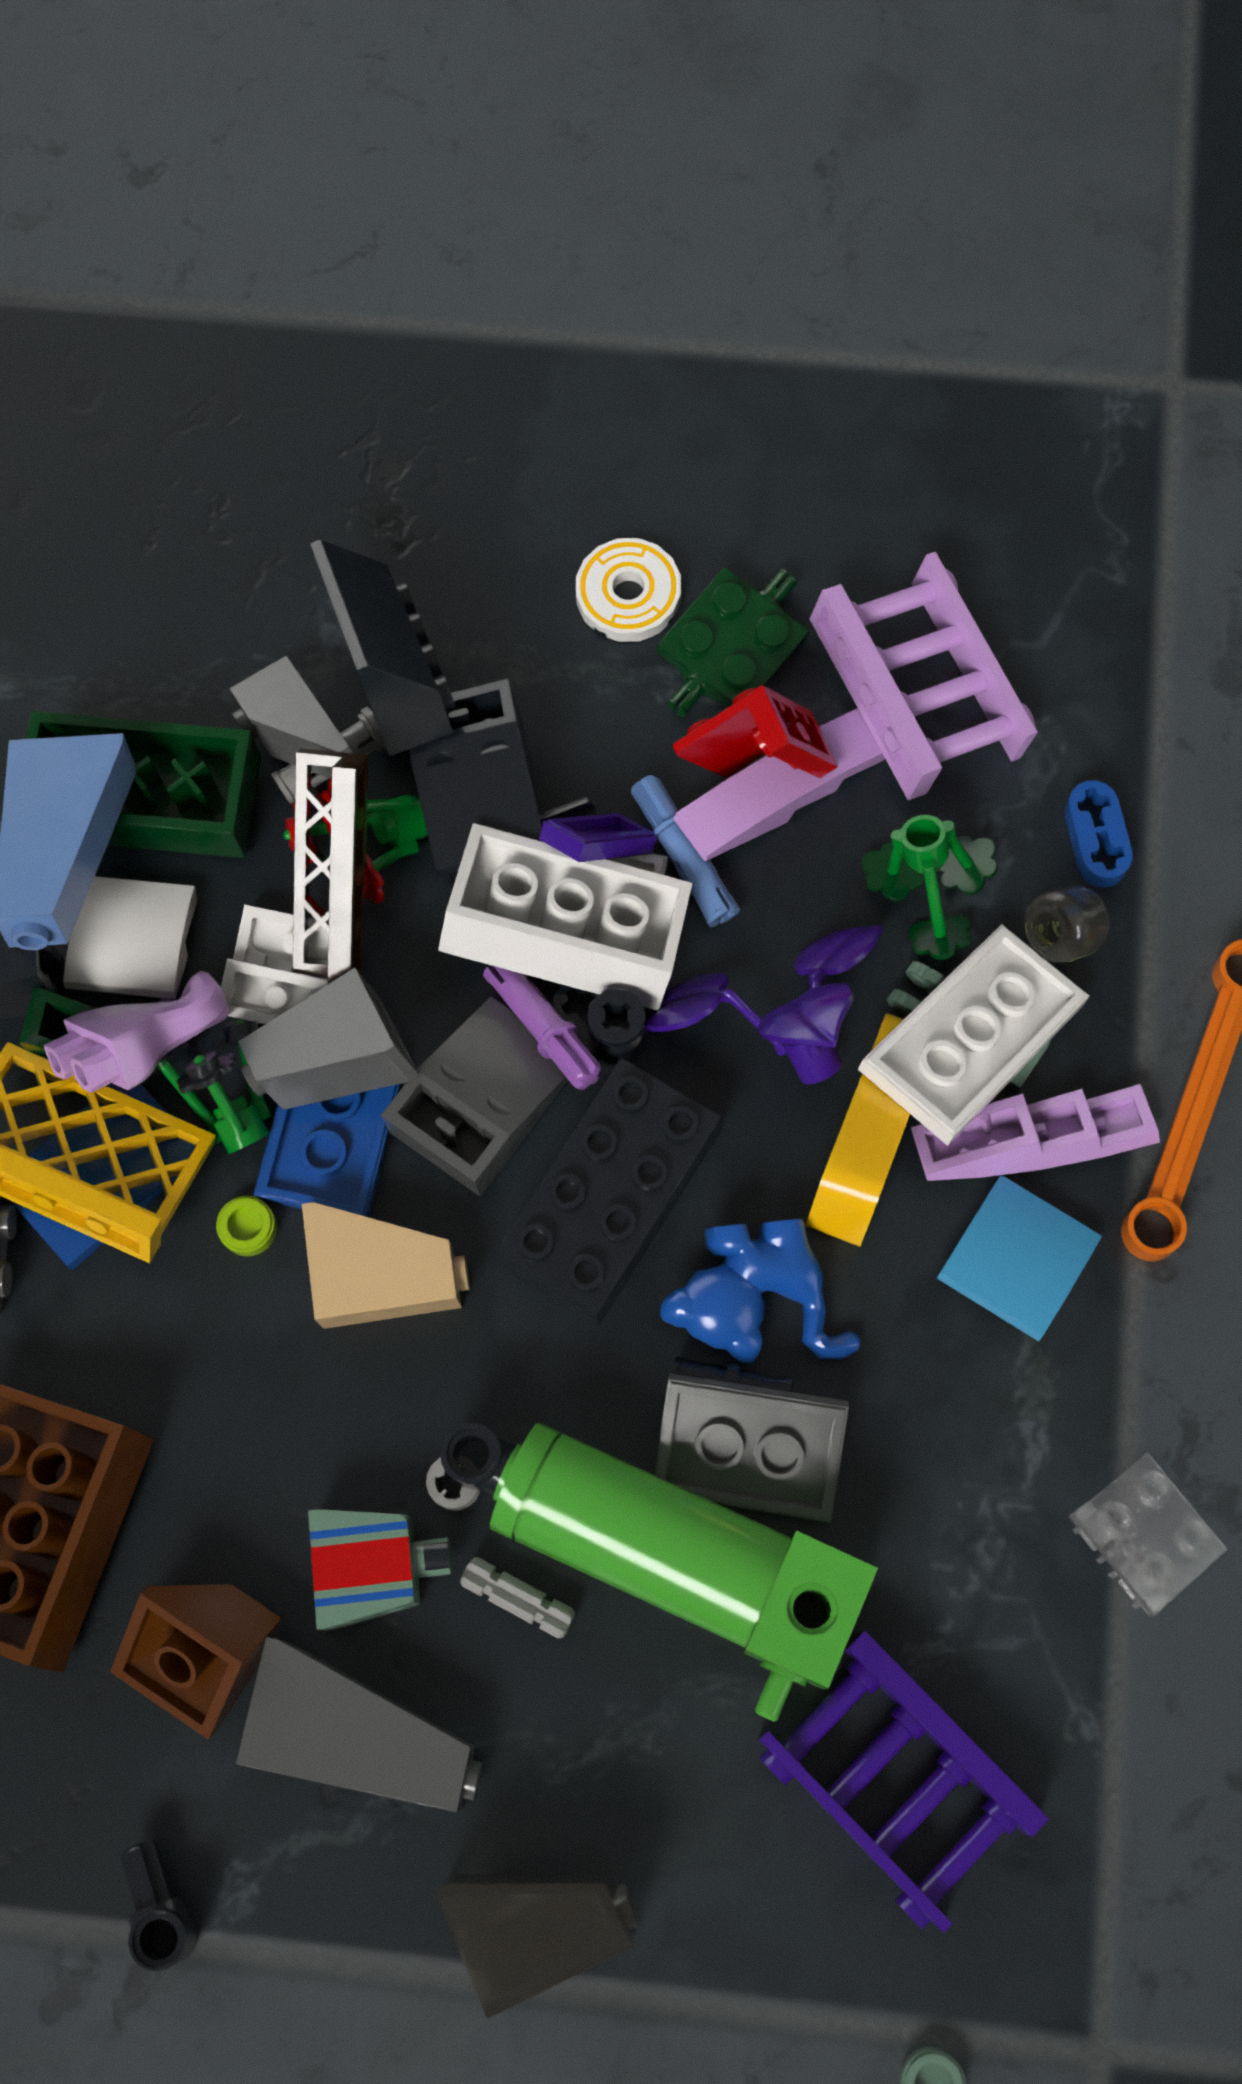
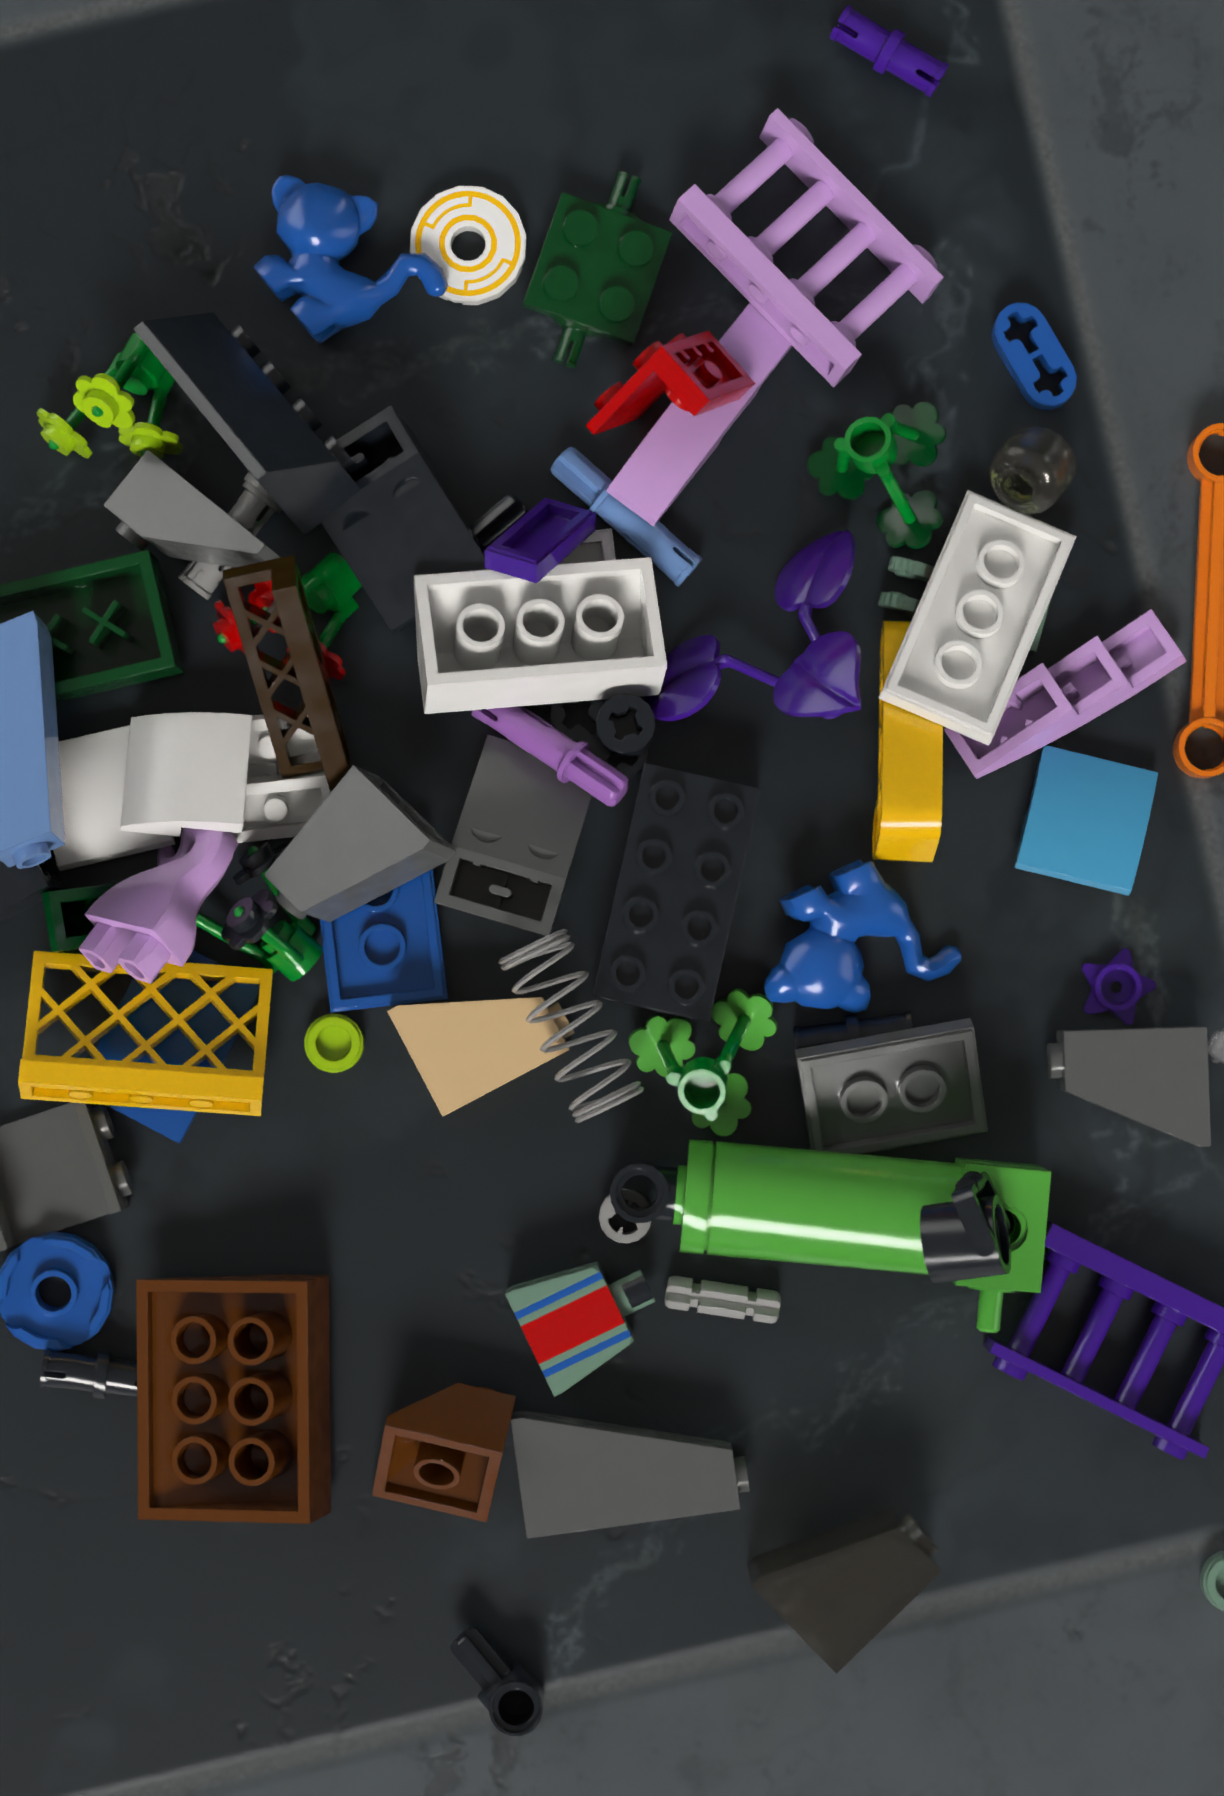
camera: 20 degrees left, 15 degrees up
(207, 933) = (186, 772): none -> white slope
(262, 601) = (105, 404): none -> lime plant
(461, 1352) = (546, 945): none -> light grey piece
(505, 534) = (319, 230): none -> blue animal
(570, 1367) = (704, 1082): none -> bright green plant
(772, 1595) = (968, 1234): none -> black piece
(997, 1517) = (1141, 1074): none -> dark grey slope
(1016, 1431) = (1132, 987): none -> dark purple plate
(1049, 546) = (889, 51): none -> dark purple pin

